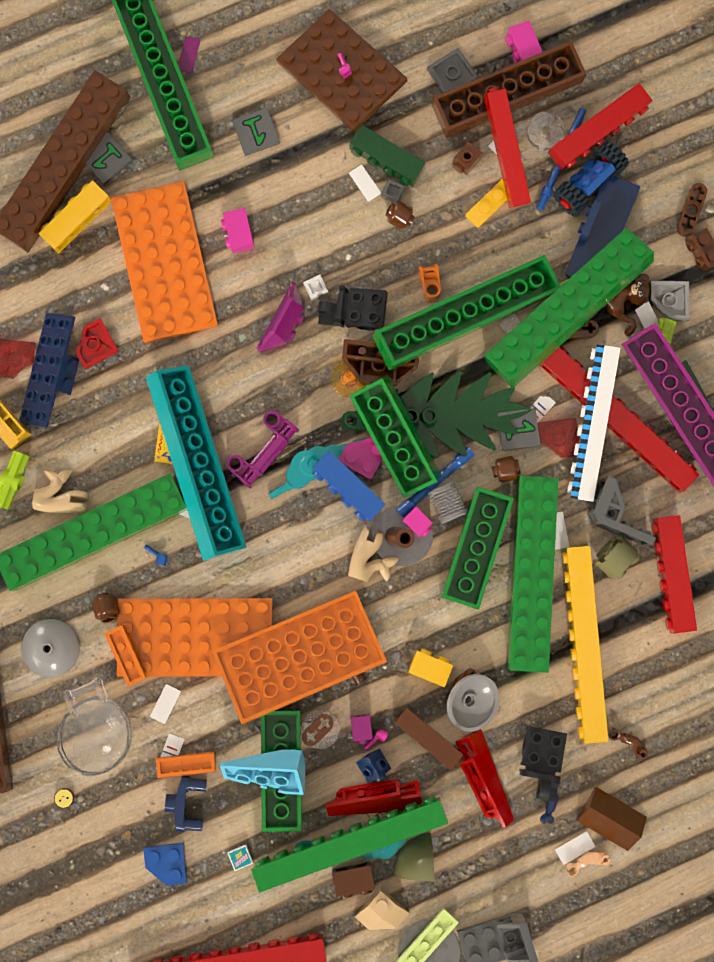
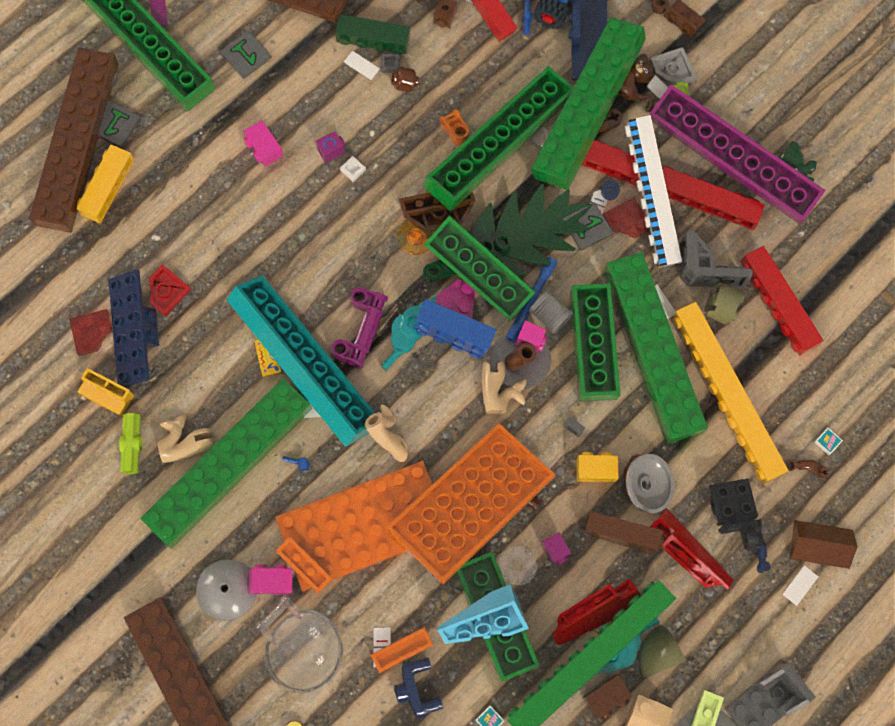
camera: 25 degrees left, 10 degrees down
(91, 657) = (270, 580): none -> dark pink brick
(105, 607) = (267, 529): reddish brown head -> none
(164, 262) = (204, 196): orange plate -> none
(165, 704) = (359, 600): white sticker -> none
(247, 572) = (377, 427): none -> tan piece
(284, 322) = (336, 207): magenta wedge -> none
(302, 258) = (330, 146): none -> magenta brick
(314, 726) = (520, 567): reddish brown beam -> none
(355, 308) = (400, 171): black plate -> none
(374, 766) = (582, 579): dark blue brick -> none
(380, 735) = (575, 549): dark pink hand -> none
(424, 621) = (574, 427): none -> dark grey tile
(487, 205) = (479, 46): yellow piece -> none
(506, 469) = (591, 263): reddish brown head -> none
(555, 401) = (610, 190): none -> dark blue tile
(599, 858) = (818, 588): light nougat arm -> none
(660, 725) = (828, 441): none -> tile

